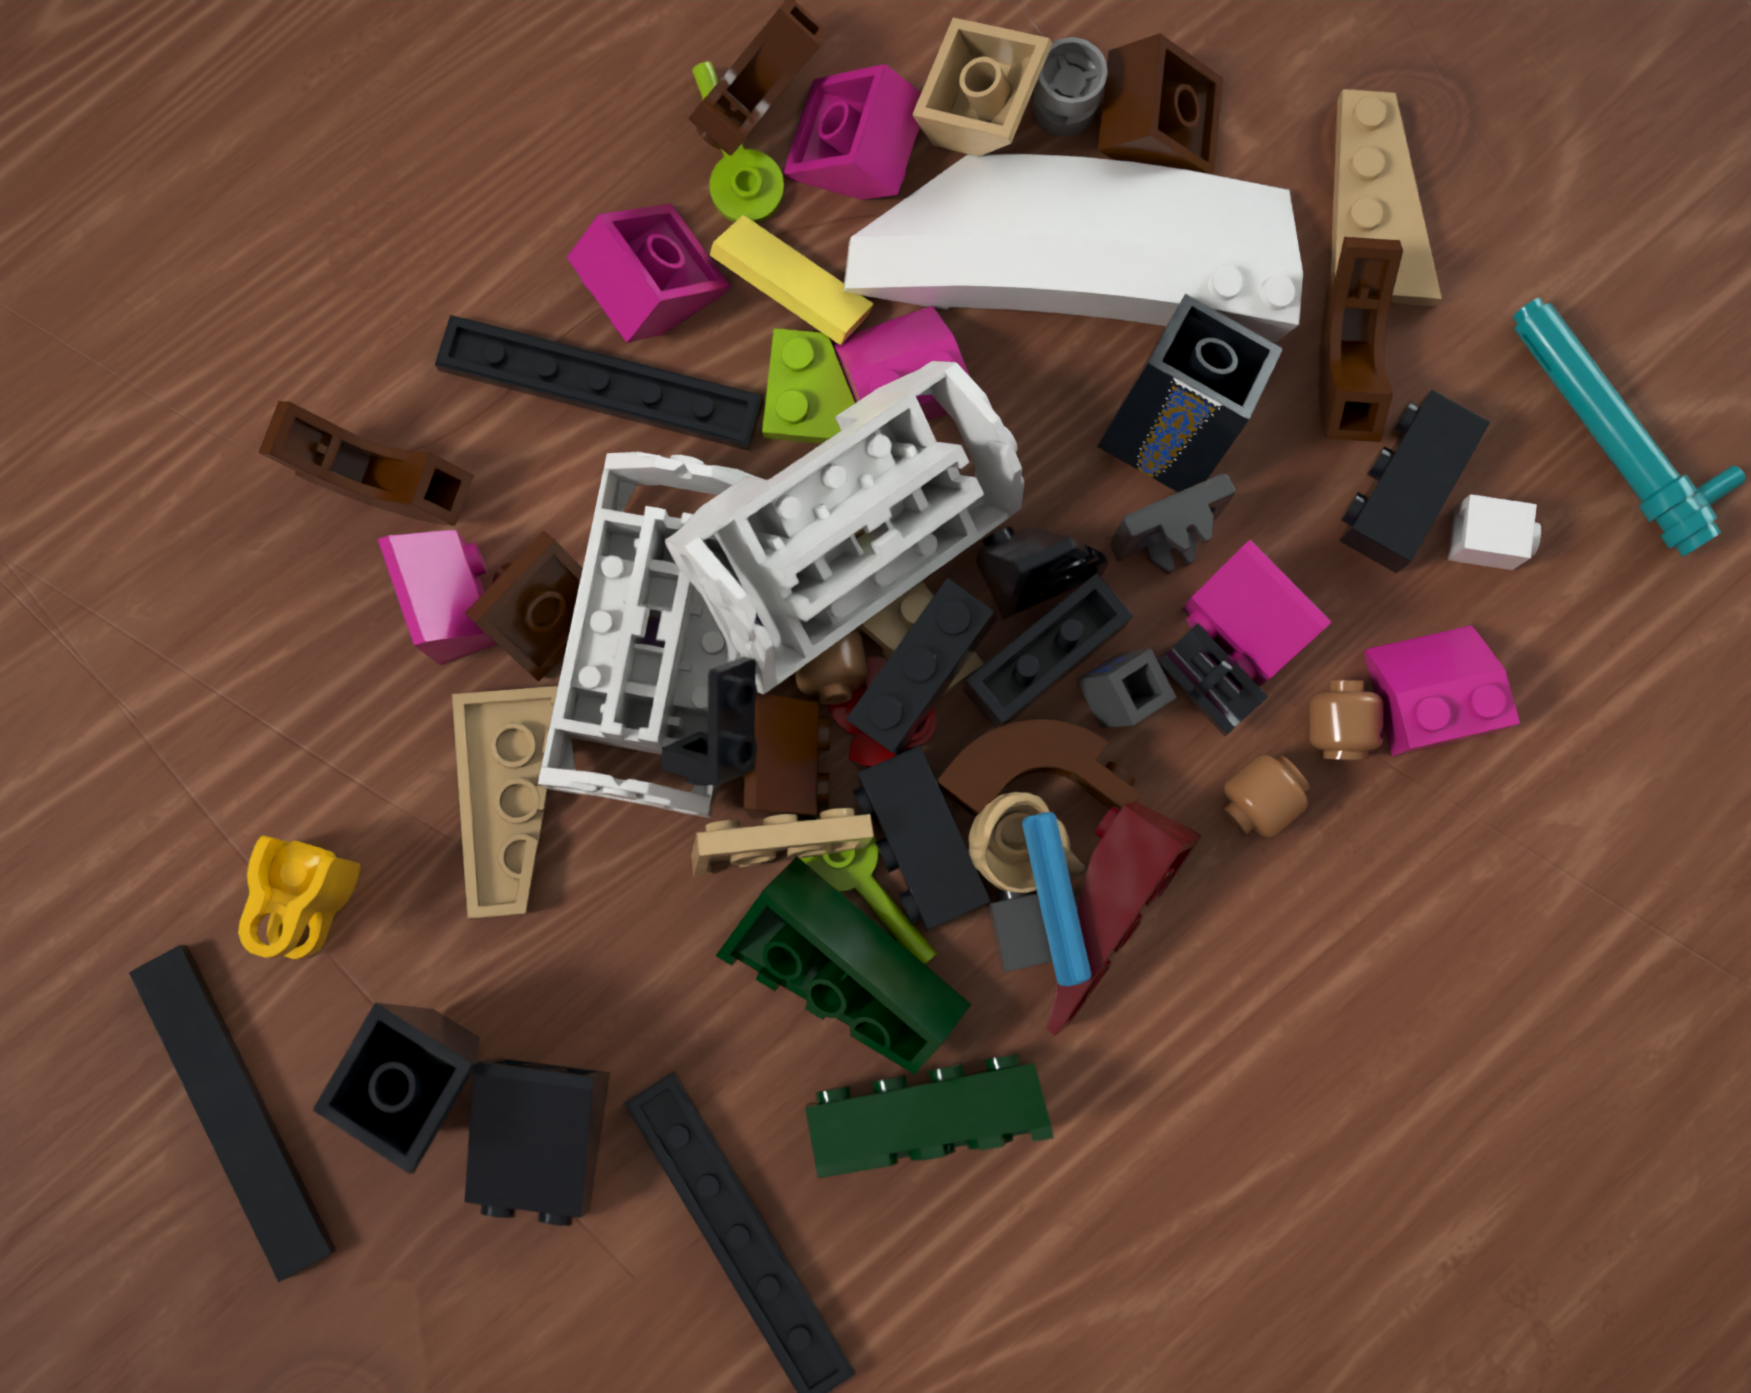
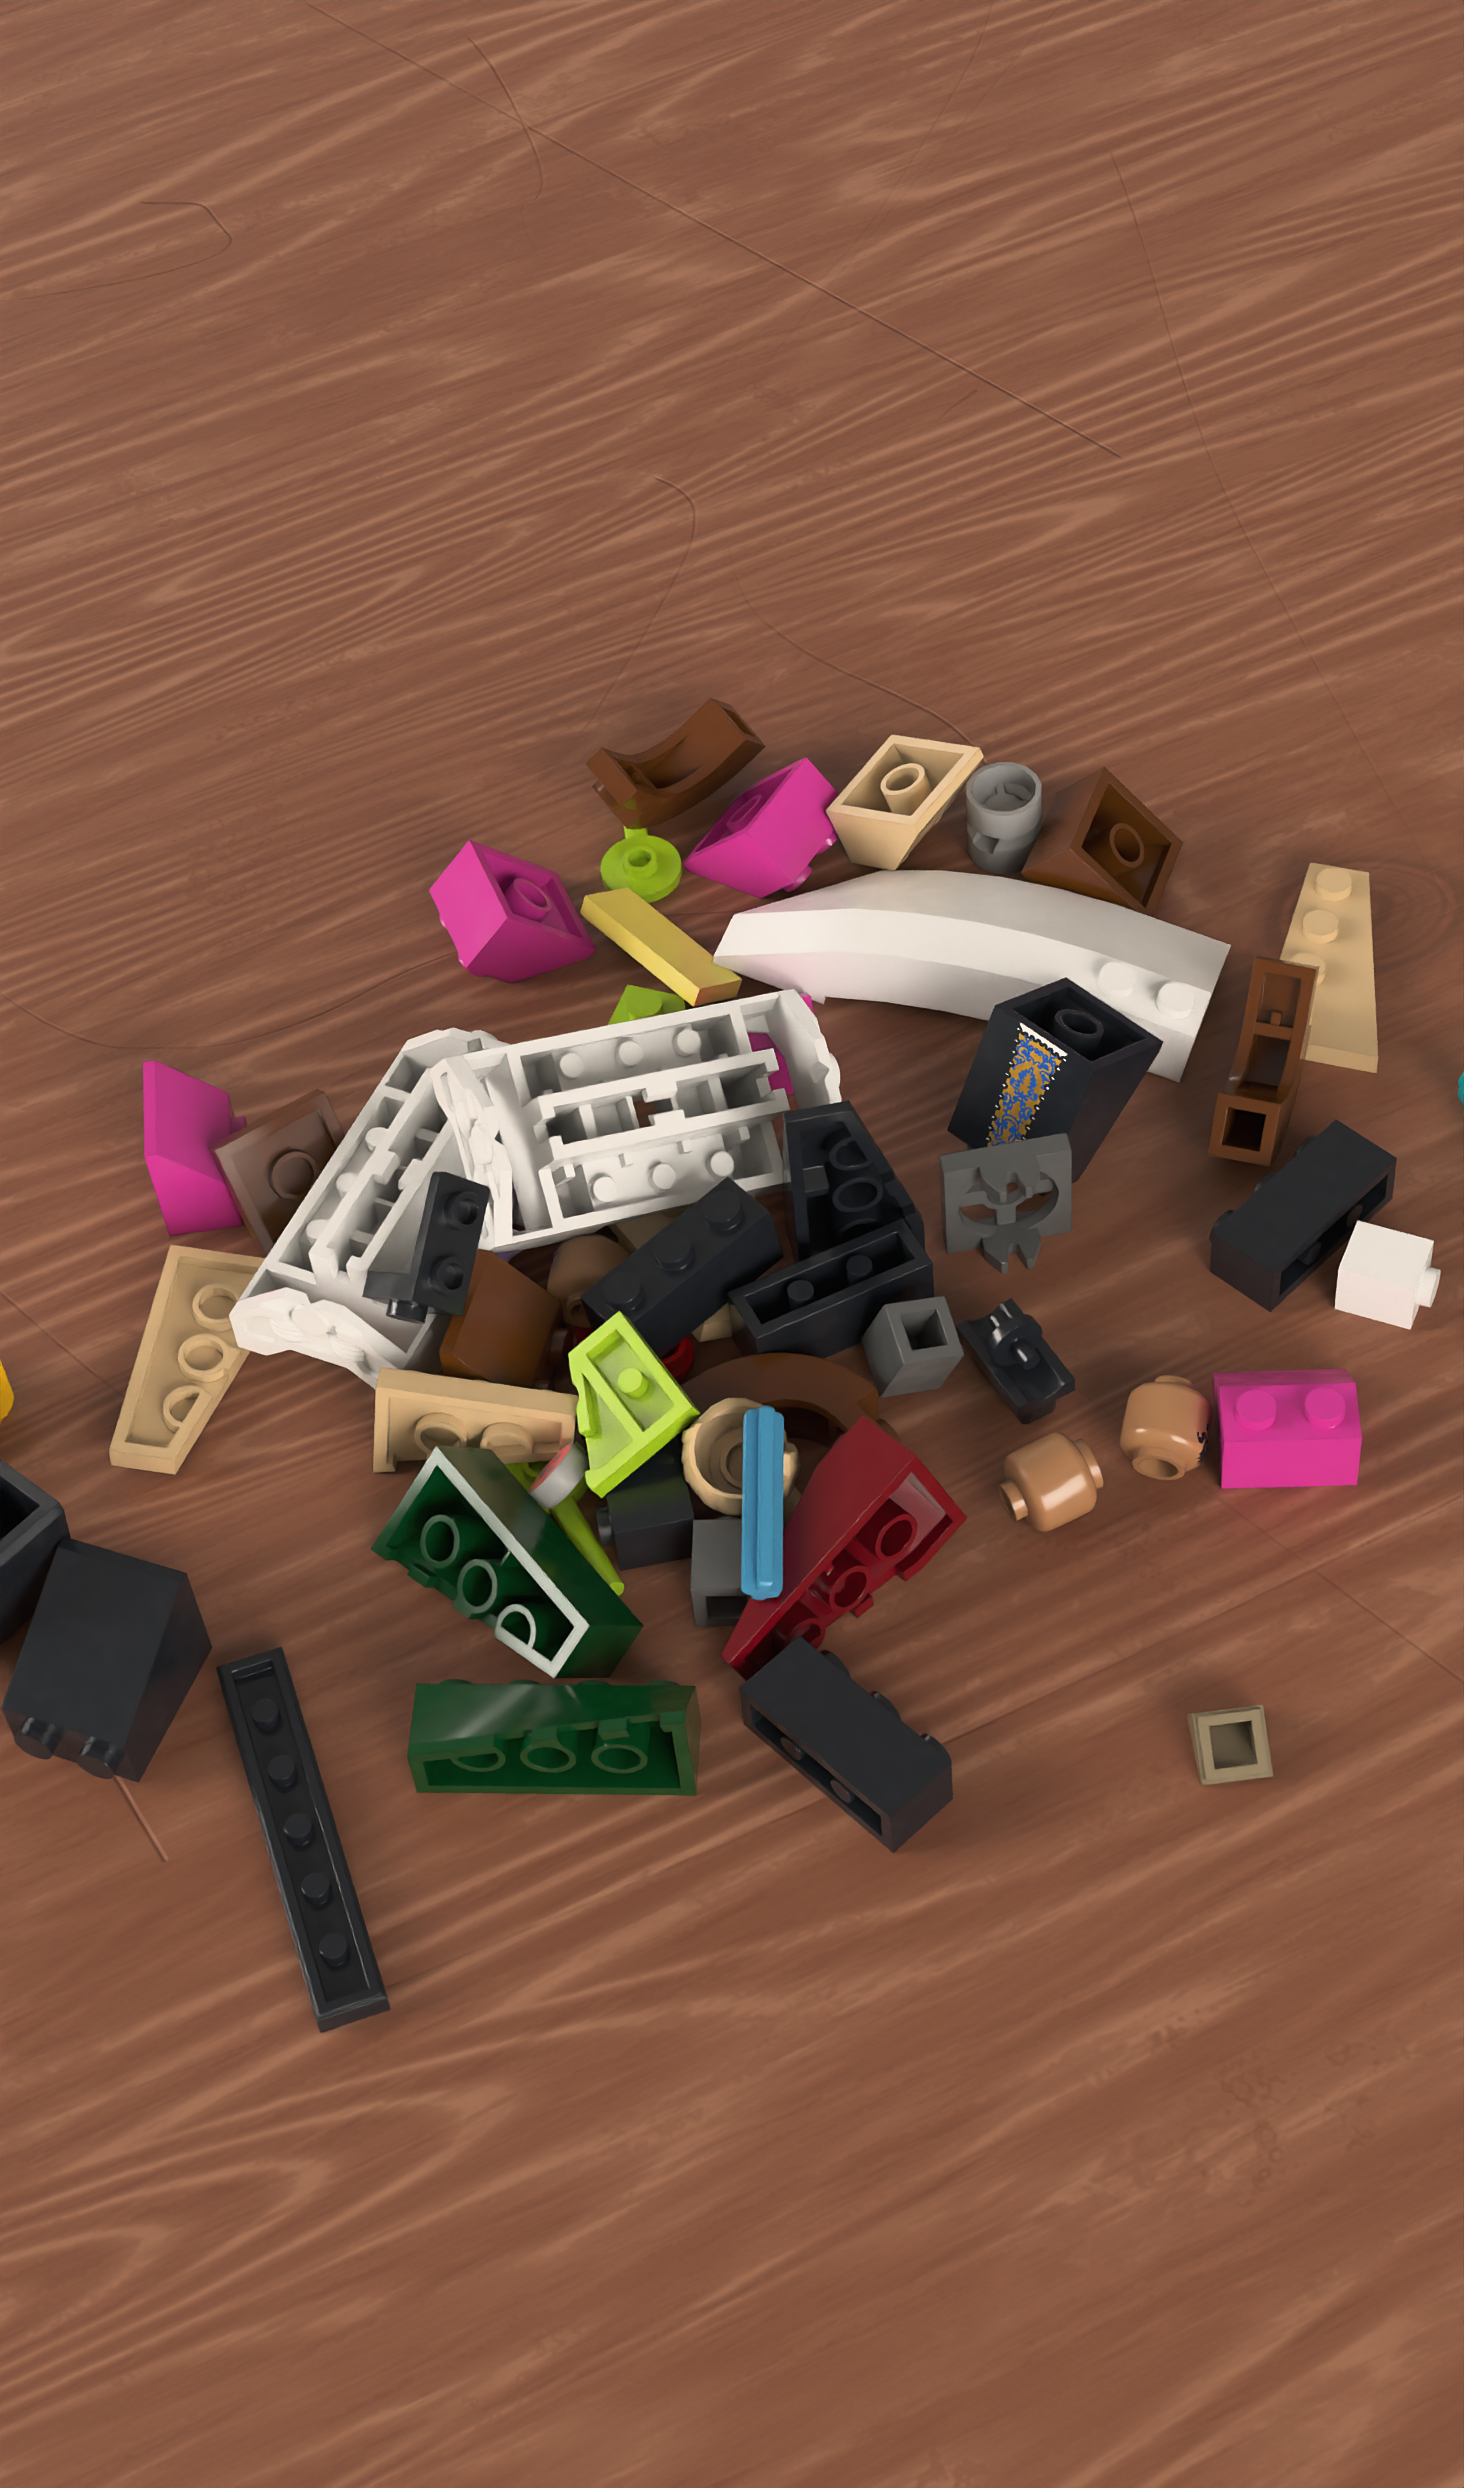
camera: 20 degrees right, 30 degrees down
(364, 470) = (137, 1028): reddish brown arch -> none
(599, 382) = (391, 994): black tile -> none
(863, 876) = (559, 1476): none -> light grey tile
(913, 817) = (625, 1402): none -> lime wing
(1161, 1072) = (848, 1742): none -> black brick
(1255, 613) = (1083, 1296): dark pink slope -> none
(1450, 999) = (1230, 1744): none -> dark tan slope

